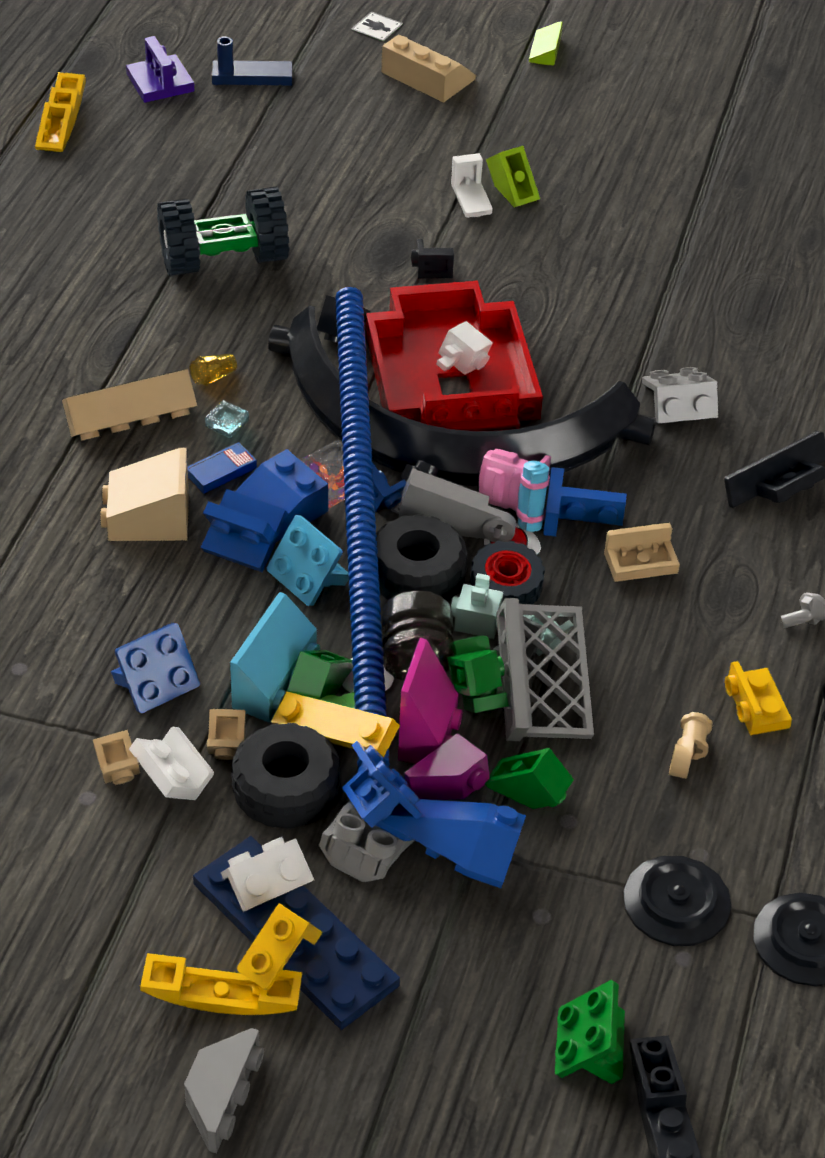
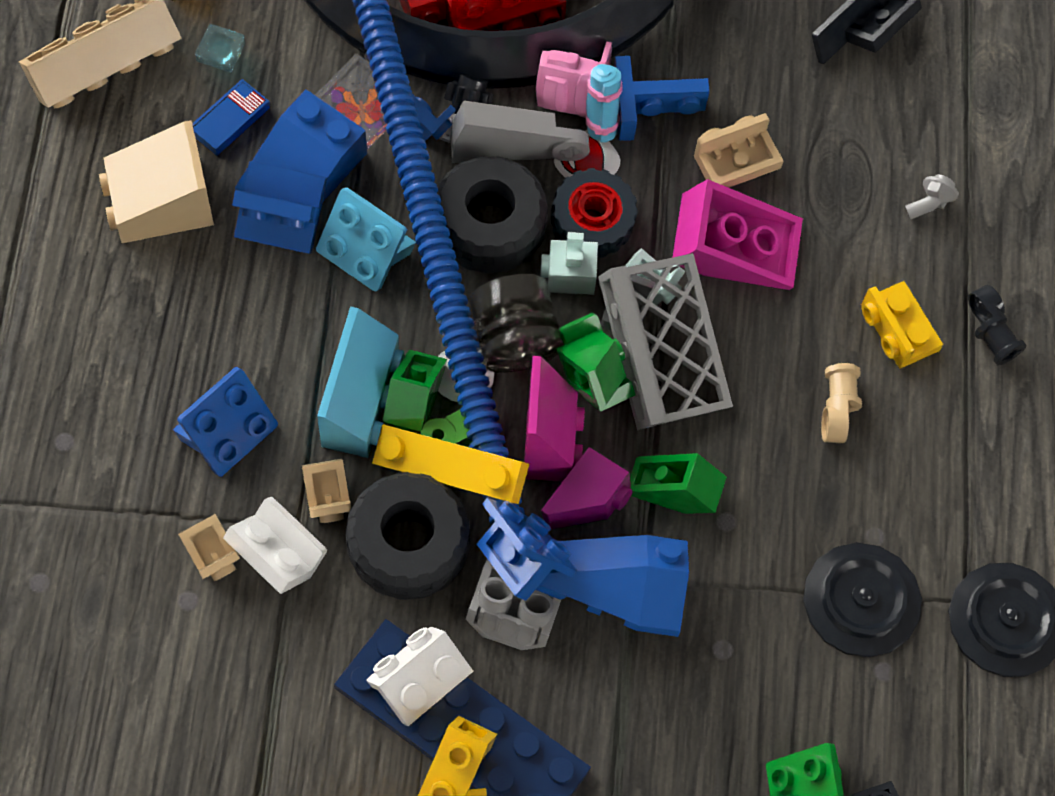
camera: 15 degrees left, 20 degrees up
(628, 612) = (737, 236): none -> dark pink slope

